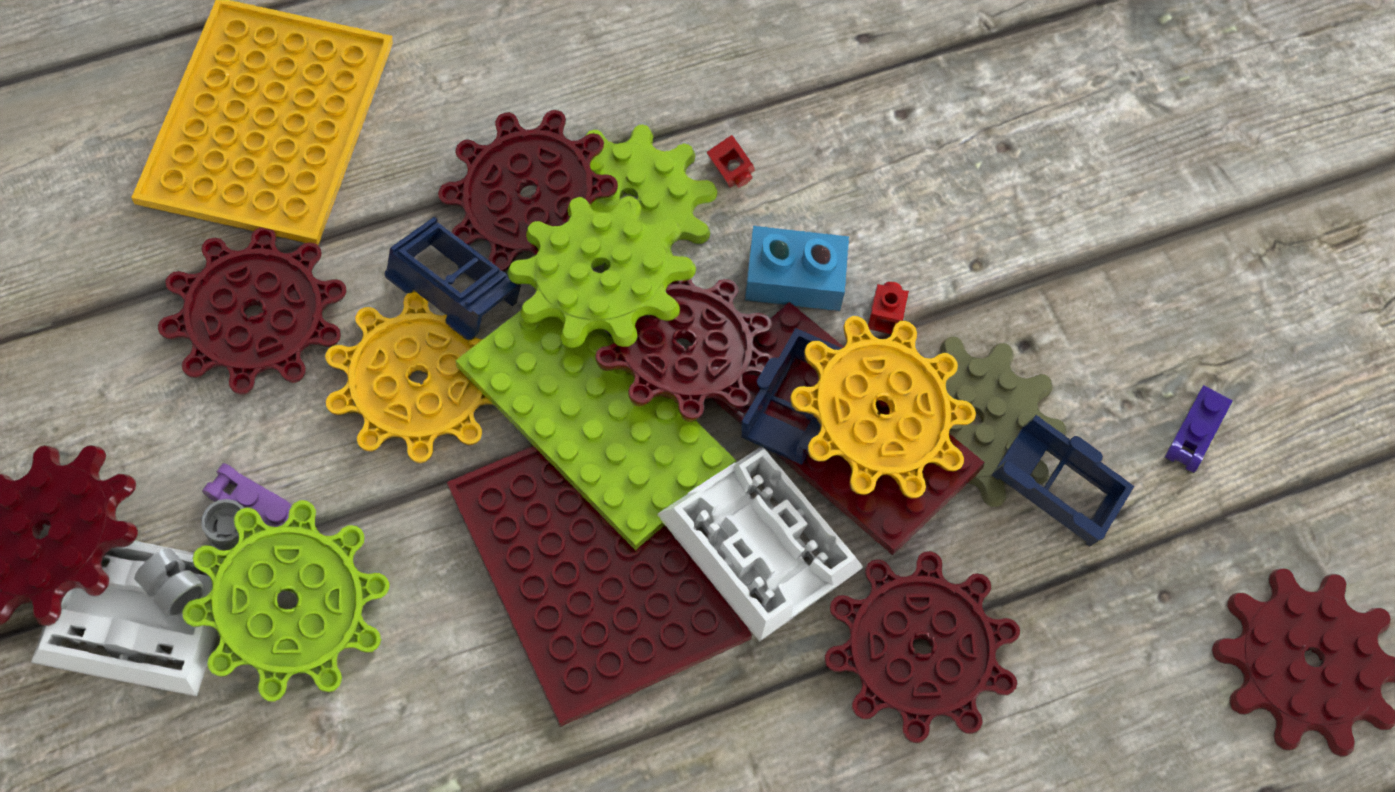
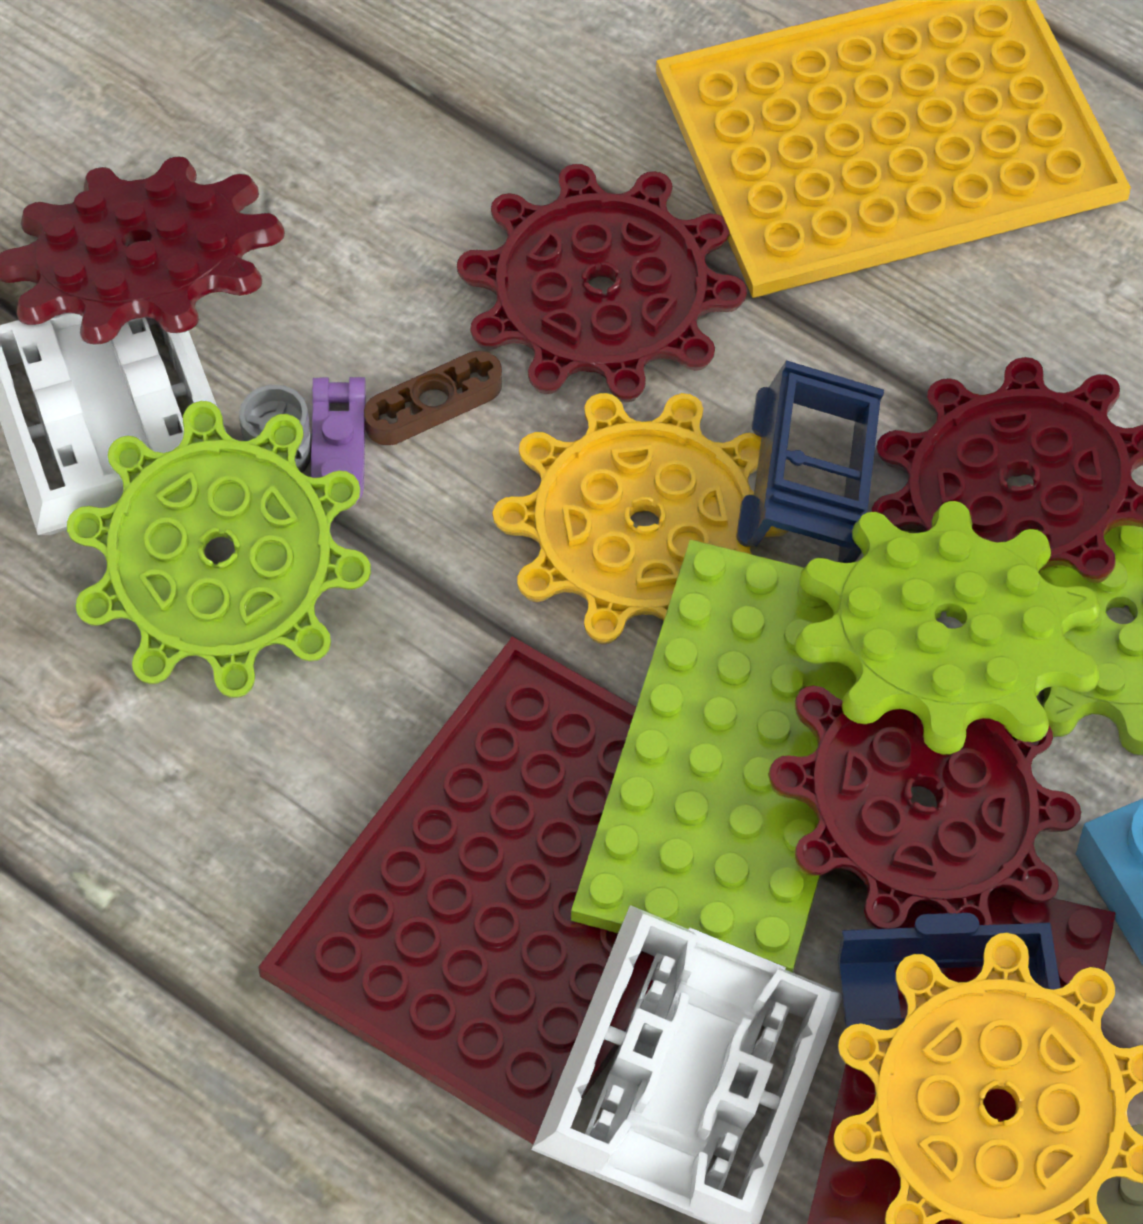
camera: 65 degrees right, 5 degrees down
(168, 582) = (145, 399): light grey wheel -> none
(255, 423) = (426, 417): none -> reddish brown beam

